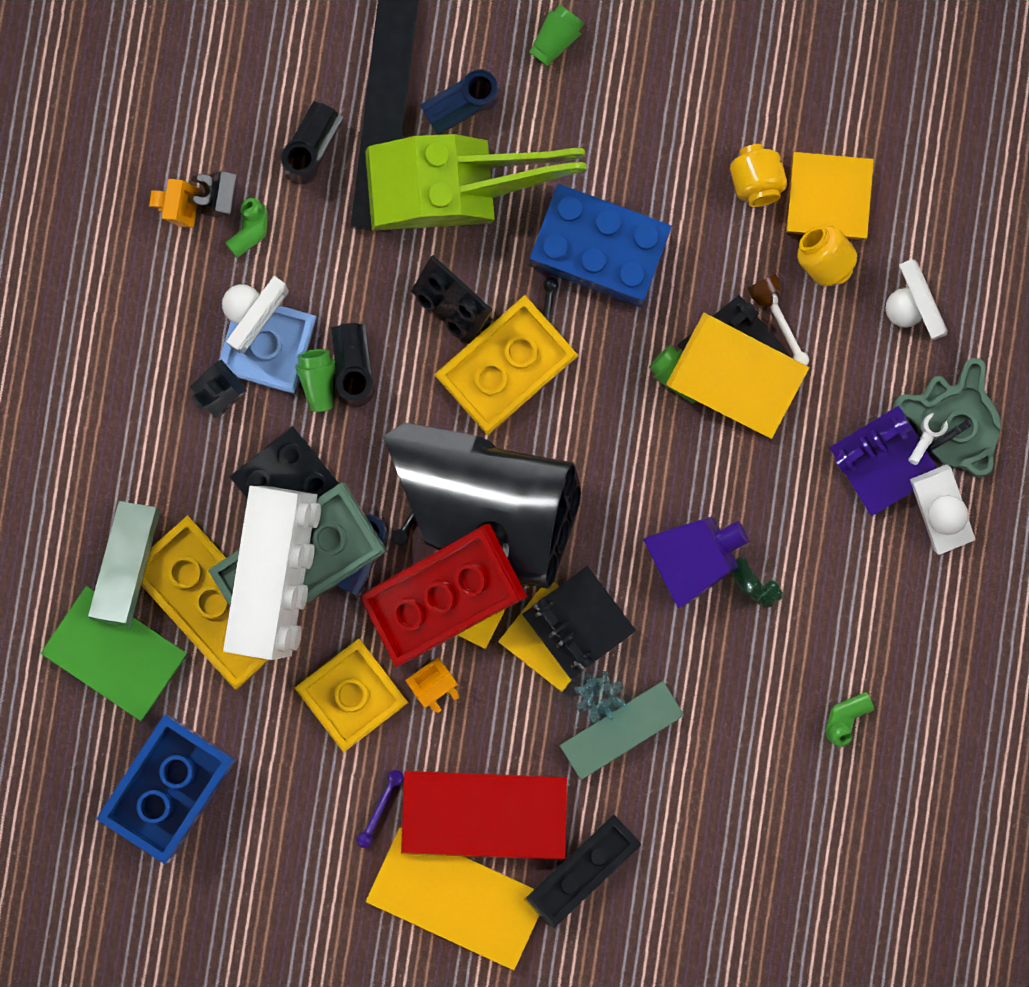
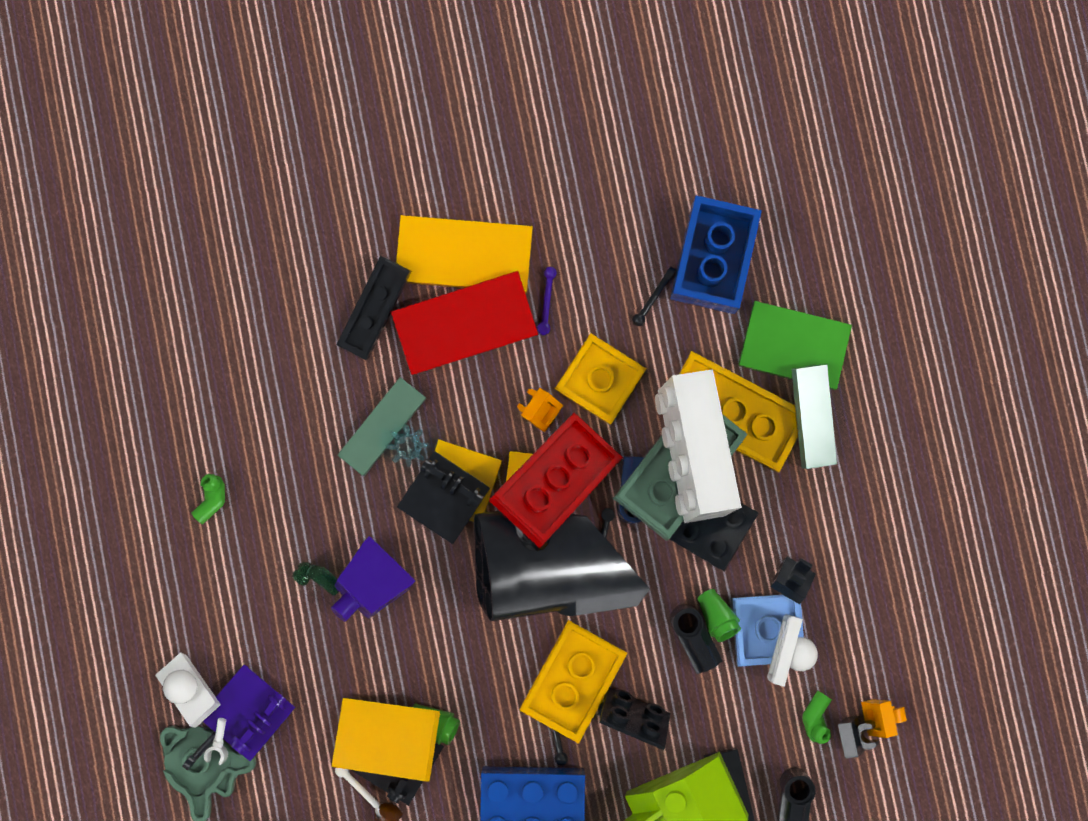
camera: 165 degrees right, 0 degrees up
(280, 749) = (639, 319): none -> black hinge

